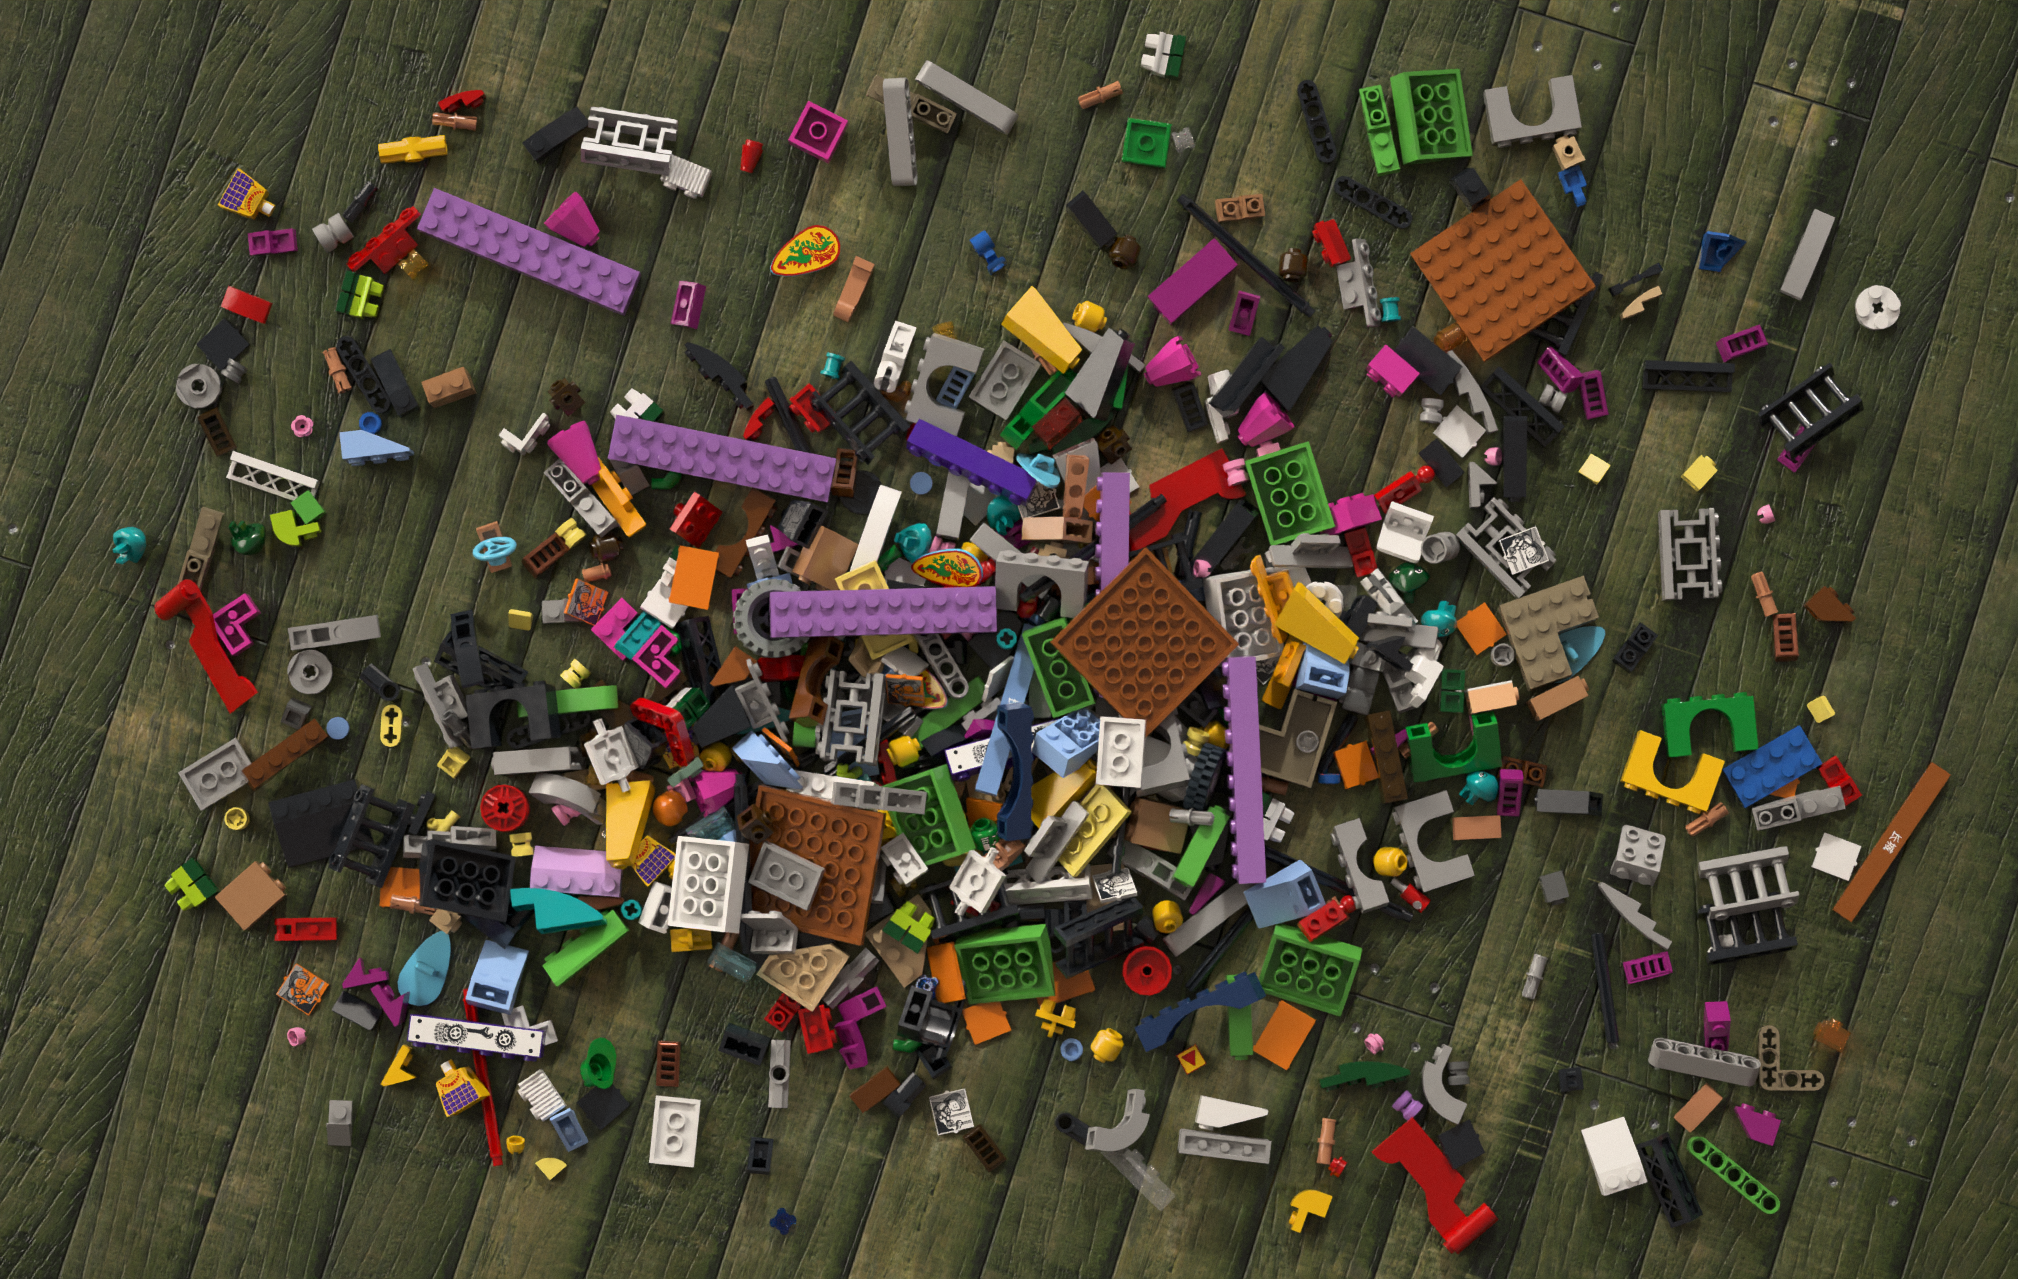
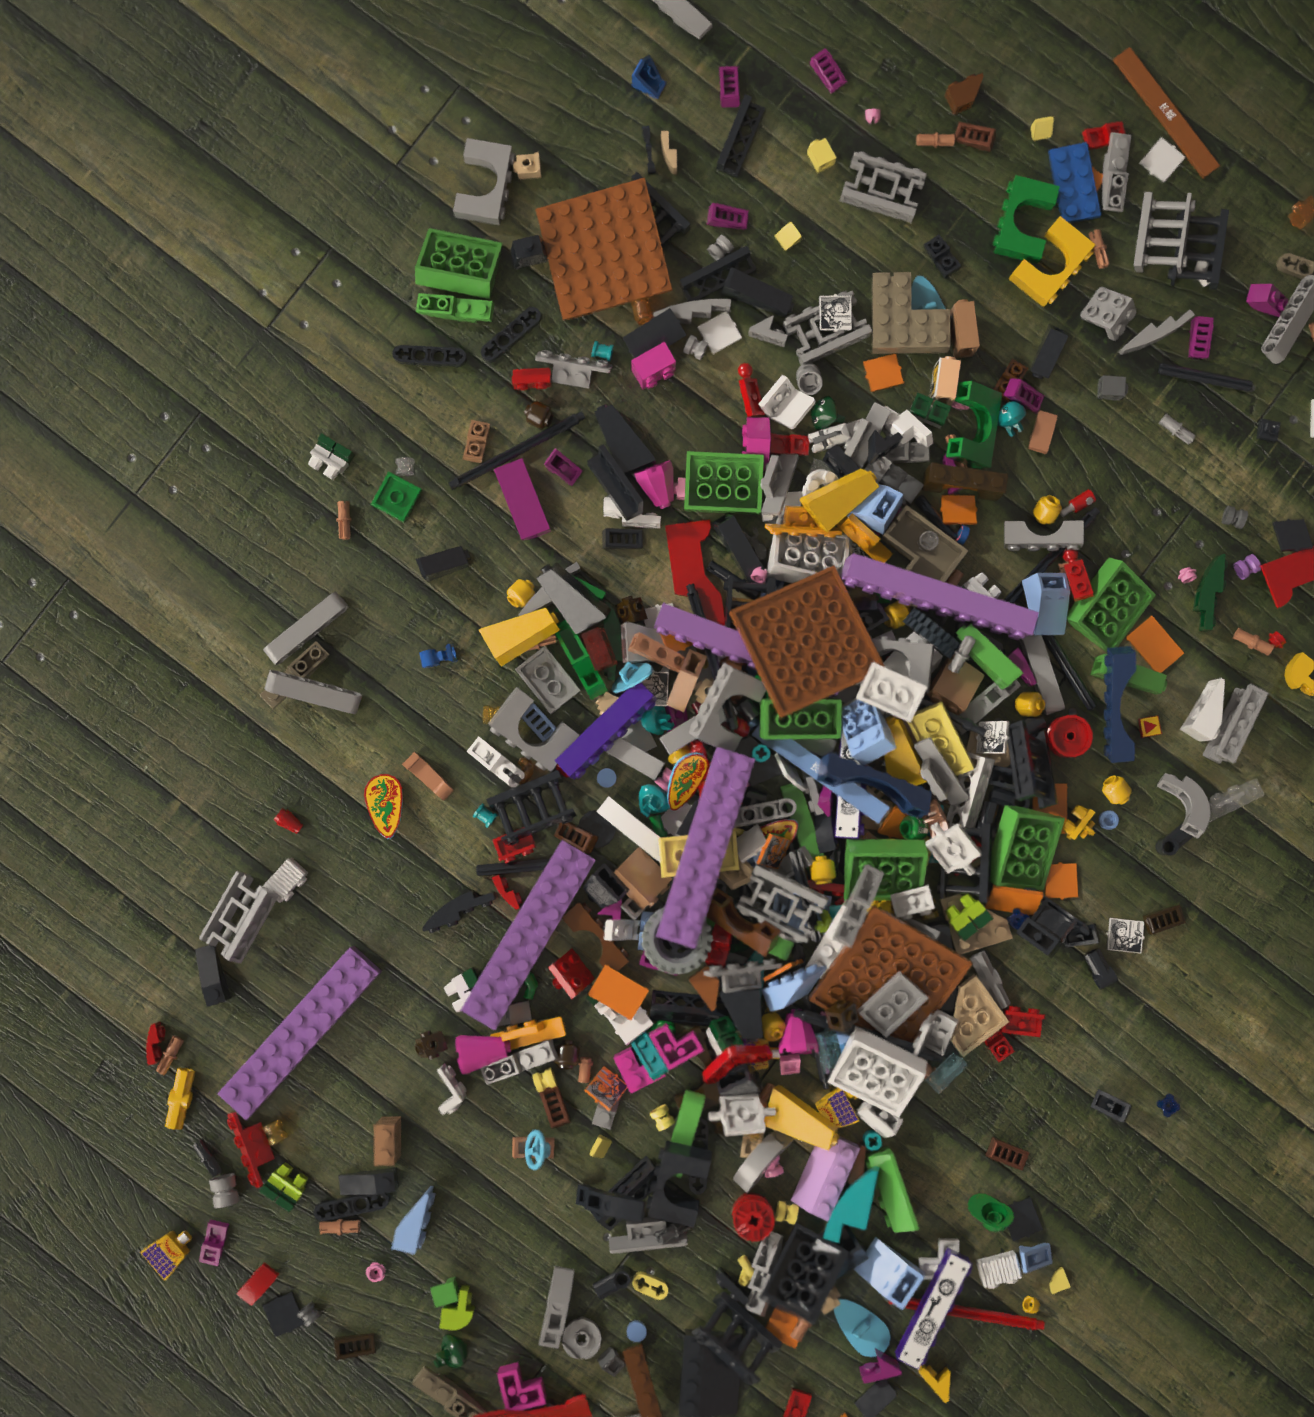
camera: 70 degrees left, 0 degrees up
(211, 387) = (304, 1357): light grey plate -> none
(270, 469) = (403, 1311): white fence -> none
(358, 976) = (849, 1386): magenta slope -> none
(370, 422) = (394, 1214): blue tile -> none
(453, 761) = (698, 1243): light yellow slope -> none
(459, 1089) = (971, 1336): torso -> none
(538, 761) = (723, 1174): light grey slope -> none
(574, 221) = (289, 986): dark pink cone -> none
(669, 808) = (799, 1079): orange hair -> none
(675, 1131) = (1065, 1168): white plate -> none
(688, 304) = (392, 915): magenta slope -> none
(690, 939) = (915, 1104): yellow hips -> none
(691, 770) = (778, 1052): sand green plate -> none
(744, 1044) = (1014, 1086): black brick -> none
(779, 1088) = (1059, 1069): light grey piece -> none
(818, 132) = (289, 759): dark pink brick -> none
(854, 1047) = (1049, 997): magenta slope -> none
(862, 1005) = (1016, 977): magenta slope -> none
(875, 1089) = (1088, 991): reddish brown slope -> none
(906, 1046) = (1060, 954): green arm -> none
(1125, 252) = (478, 545): dark brown head -> none
(1172, 364) = (584, 540): dark pink cone -> none
(1195, 740) = (897, 629): light yellow wheel -> none
(1236, 472) = (689, 520): bright pink wheel -> none
(1428, 873) = (1068, 482): light grey arch -> none
(1433, 1089) = (1237, 540): light grey arch -> none
(1441, 462) = (741, 353): black slope -> none
(1441, 618) = (866, 399): teal piece -> none
(1494, 456) = (749, 311): bright pink hinge -> none
(1503, 652) = (913, 358): light grey wheel -> none
(1572, 376) = (696, 229): magenta slope -> none
(1573, 181) = (552, 170): blue plate -> none
(1813, 431) = (823, 50): black fence -> none

